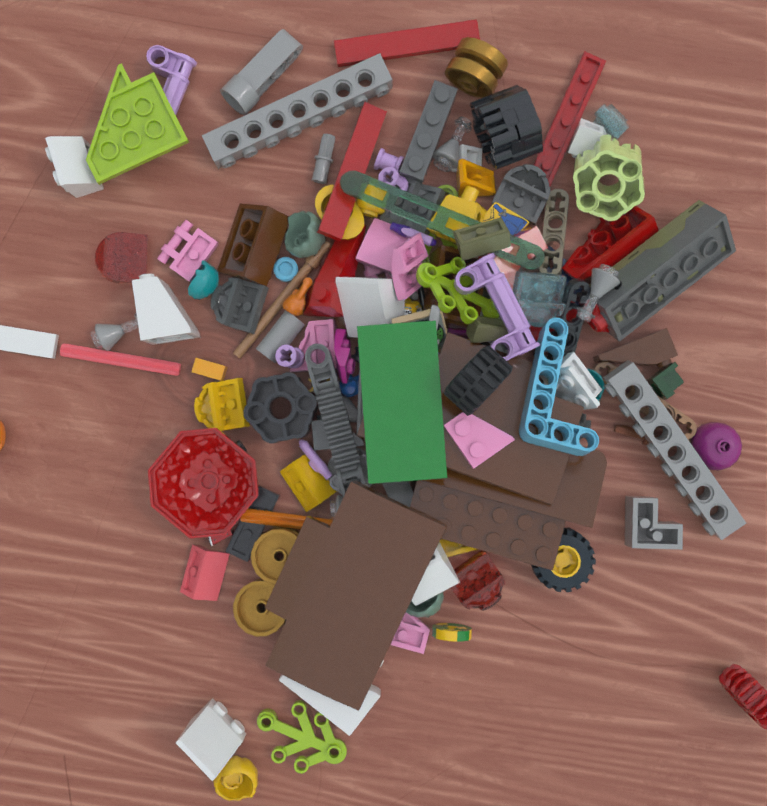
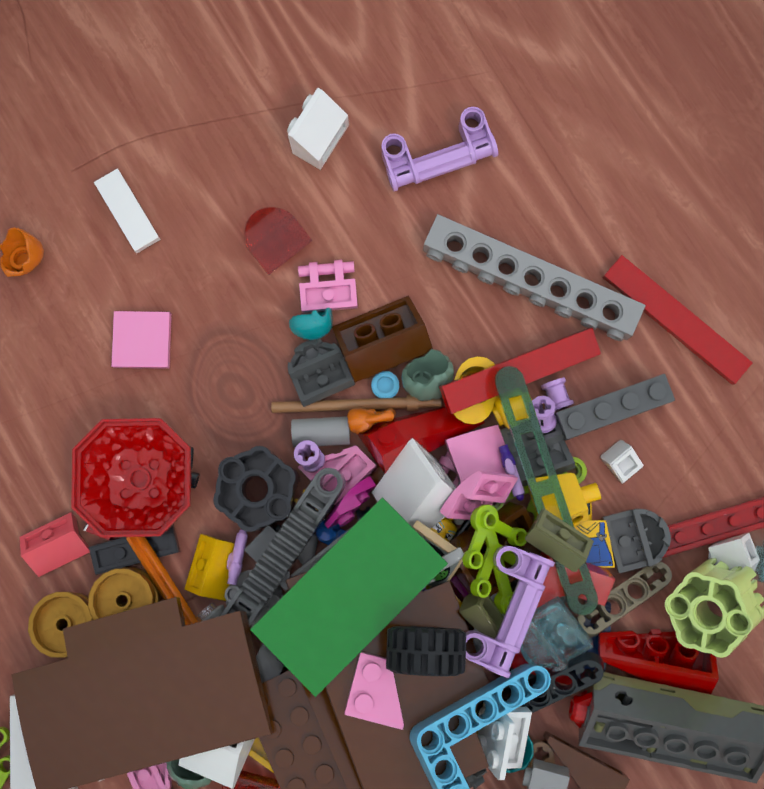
camera: 55 degrees right, 5 degrees down
(107, 335) = (194, 281): light grey piece -> none
(116, 403) = (141, 340): none -> bright pink tile
(120, 359) = (183, 310): coral axle -> none
(133, 127) = (393, 151): lime wing -> none
(160, 313) = (253, 310): white slope -> none
(209, 369) = (239, 394): light orange piece -> none
(222, 405) = (216, 433): yellow slope -> none
(246, 87) = (542, 217): light grey beam -> none
(323, 159) = (510, 335): light grey axle -> none
(447, 155) = (610, 440): piece -> none
(474, 176) = (611, 483): light orange slope -> none
(476, 67) = (708, 401): pearl gold wheel -> none
(510, 124) = (683, 475): black piece -> none
(602, 281) = (616, 684): piece -> none

